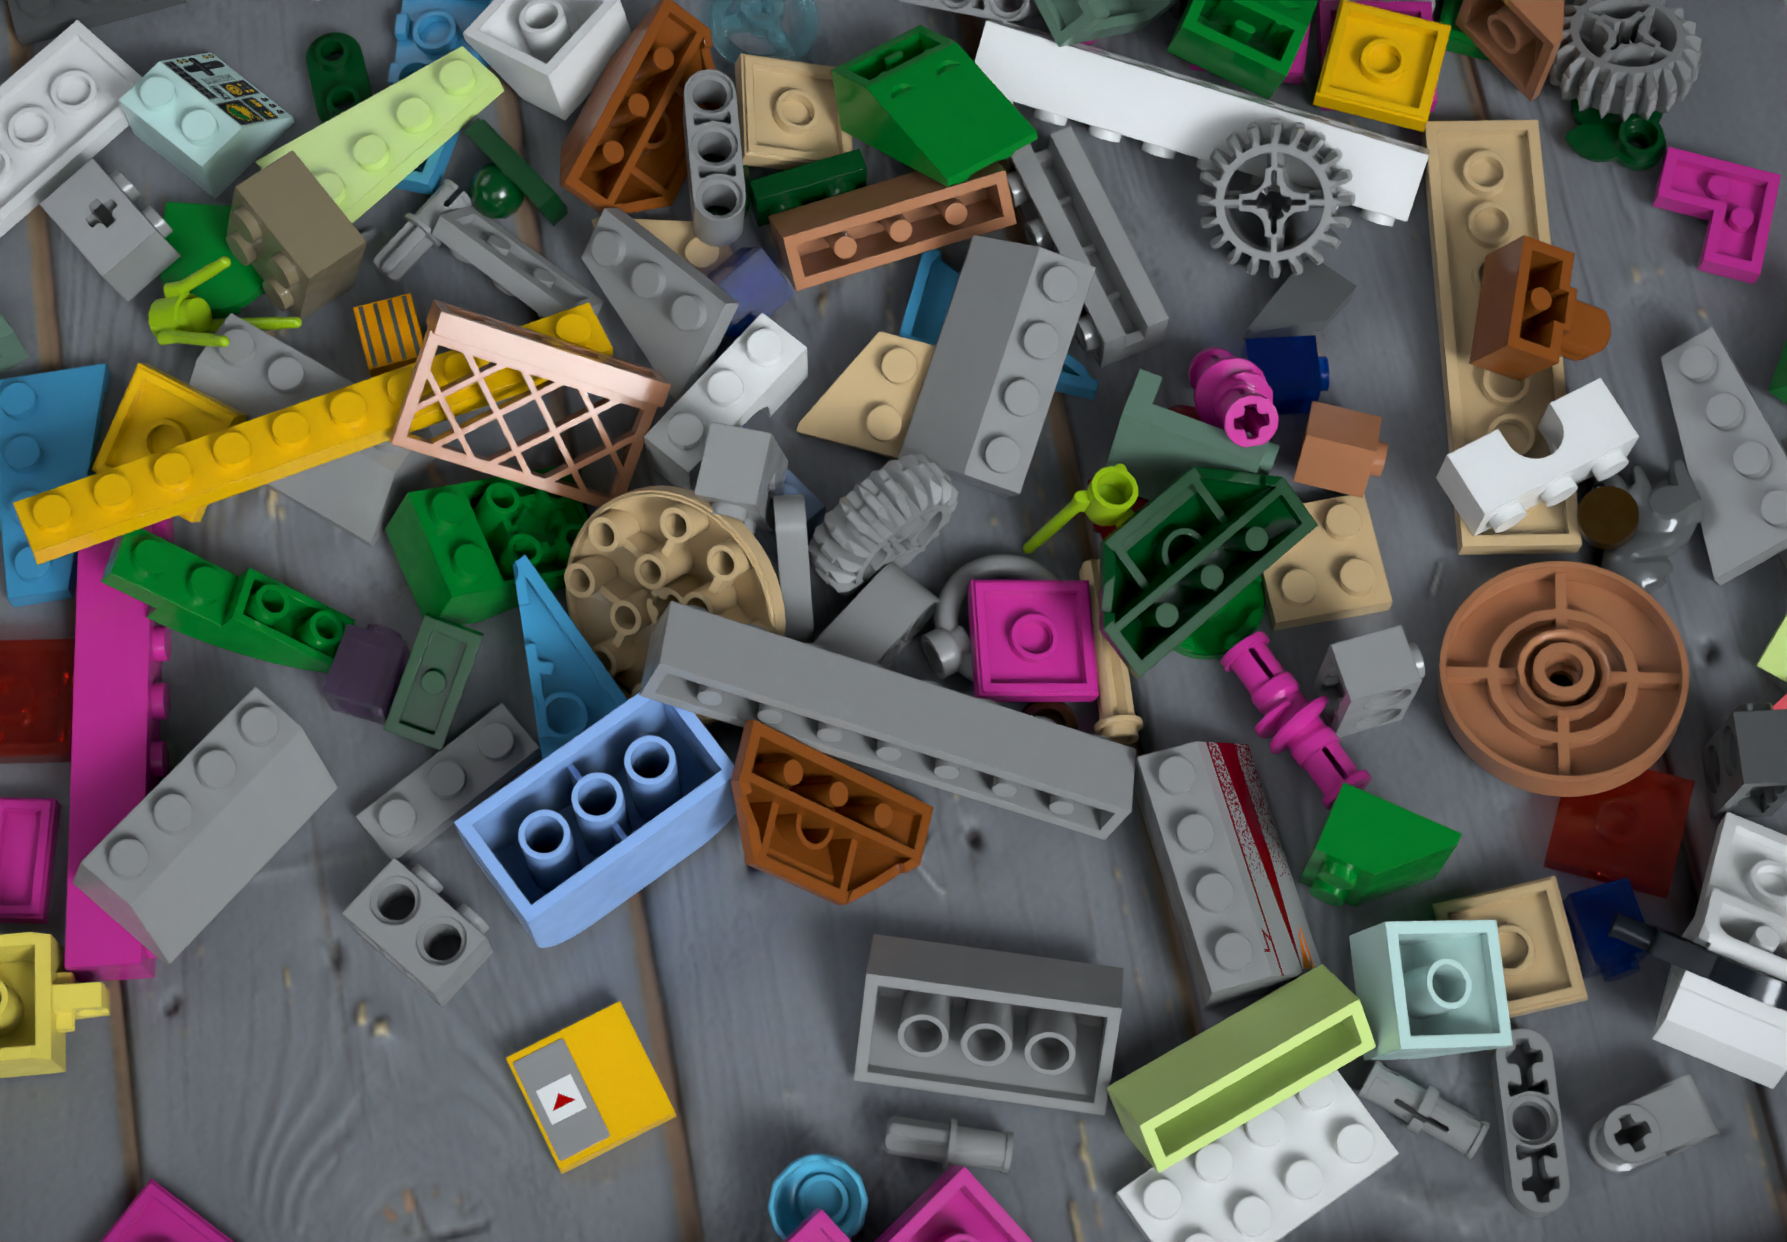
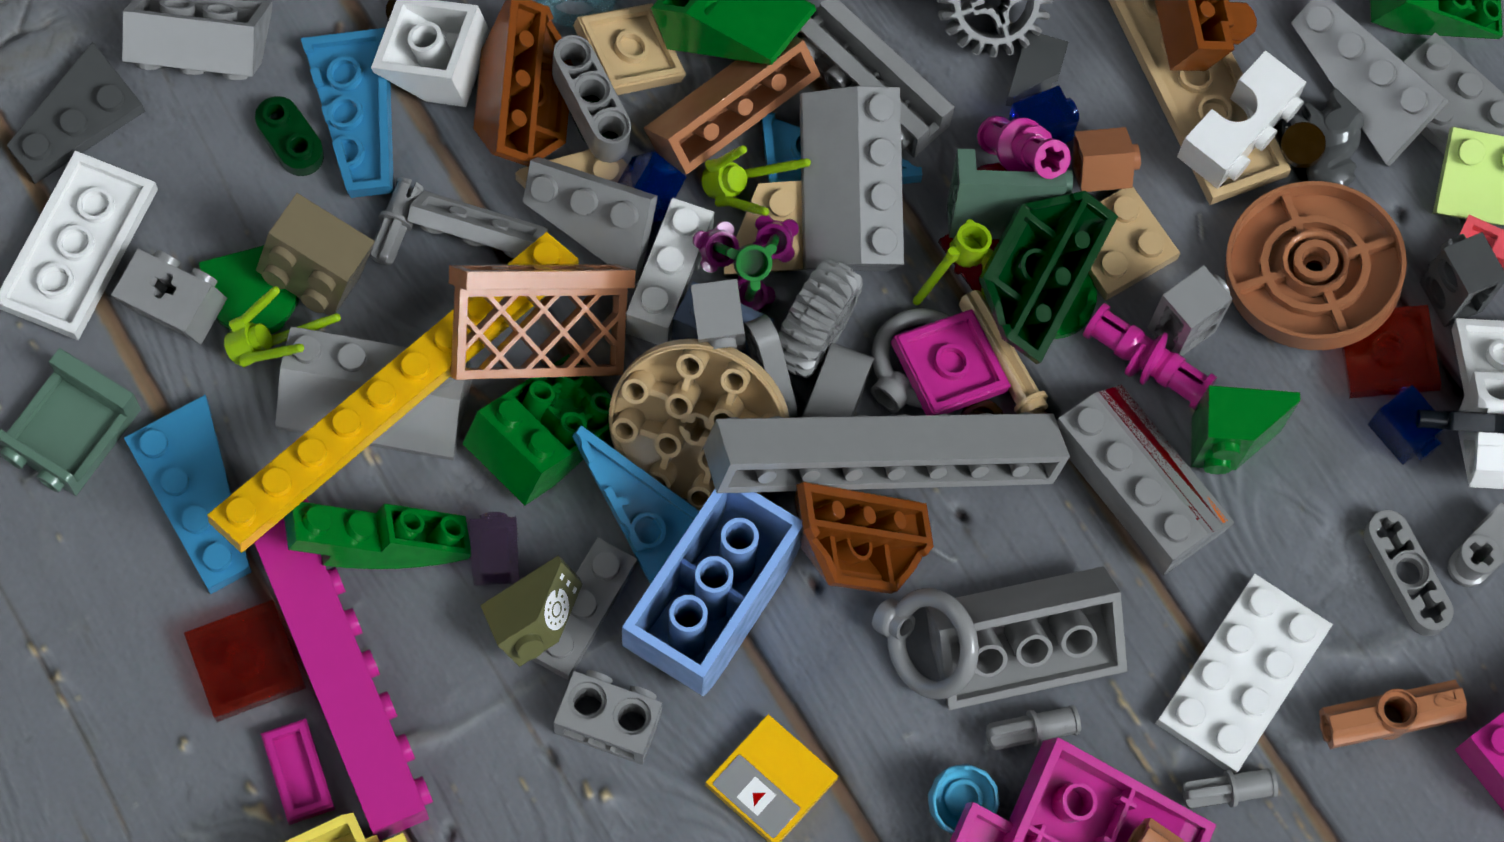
camera: 25 degrees left, 0 degrees up
(160, 415) = (268, 423): yellow tile -> none
(203, 119) = (200, 193): light aqua slope -> none
(207, 827) = (432, 697): light grey slope -> none
(377, 765) = (533, 610): none -> olive slope
(389, 333) = (409, 306): light orange brick -> none
(392, 132) = (346, 156): yellowish green wing -> none
(433, 681) = (544, 529): dark green plate -> none
(501, 185) = (443, 162): dark green tile -> none
(807, 184) = (662, 96): dark green plate -> none
(819, 422) = (751, 261): none -> magenta plant
(827, 942) = (897, 622): none -> light grey piece
(848, 316) = (726, 179): none -> lime plant
(1241, 1067) = (1209, 604): yellowish green brick -> none
(1423, 1109) = (1336, 589): light grey pin -> none
(1431, 988) = (1311, 506): light aqua slope -> none
(1533, 940) = (1352, 463): tan plate -> none

